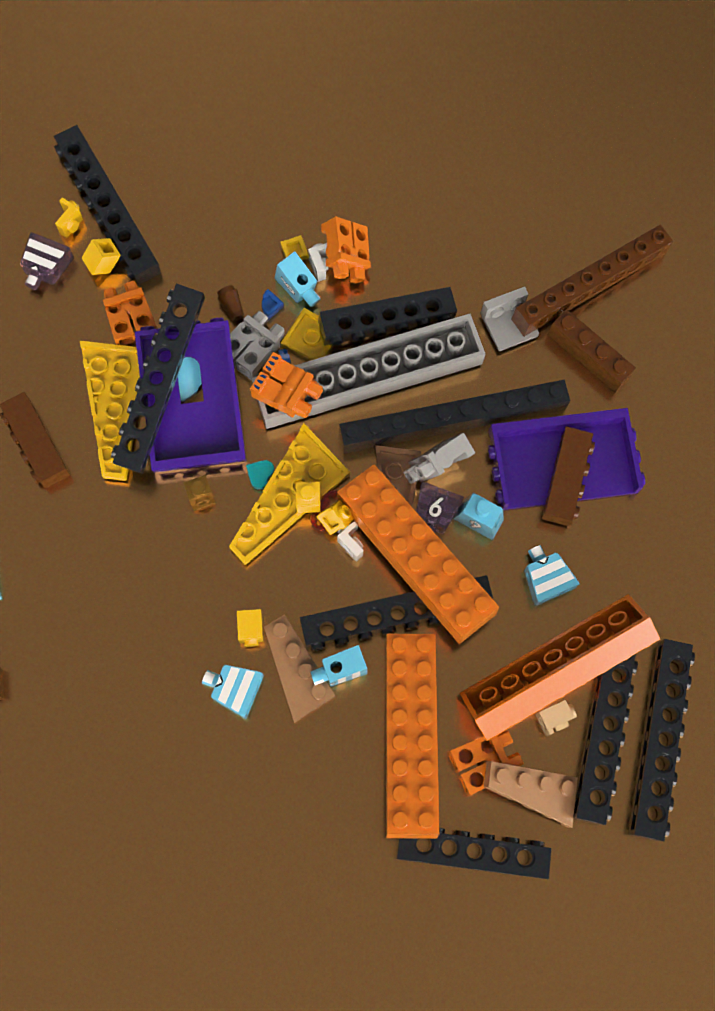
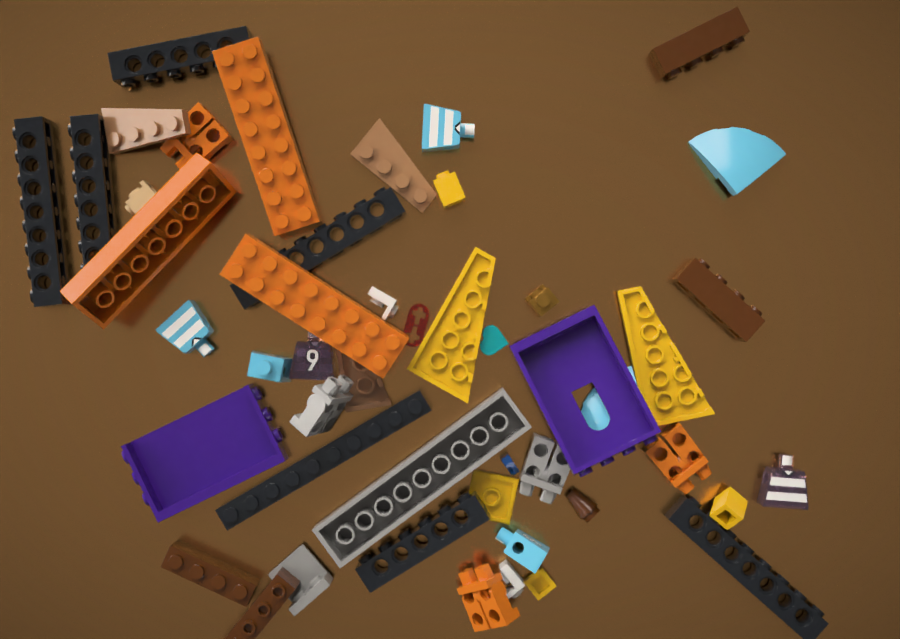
camera: 165 degrees right, 15 degrees up
(70, 220) = (775, 538): yellow bracket -> none
(177, 297) = (611, 305): black brick -> none
(271, 304) = (543, 517): blue tile -> none
(285, 387) = (485, 425): orange hips -> none
(308, 497) = (436, 327): yellow brick -> none
(335, 517) = (403, 316): yellow bracket -> none
(349, 660) = (344, 184): medium azure torso -> none
(567, 476) = (197, 434): reddish brown brick -> none

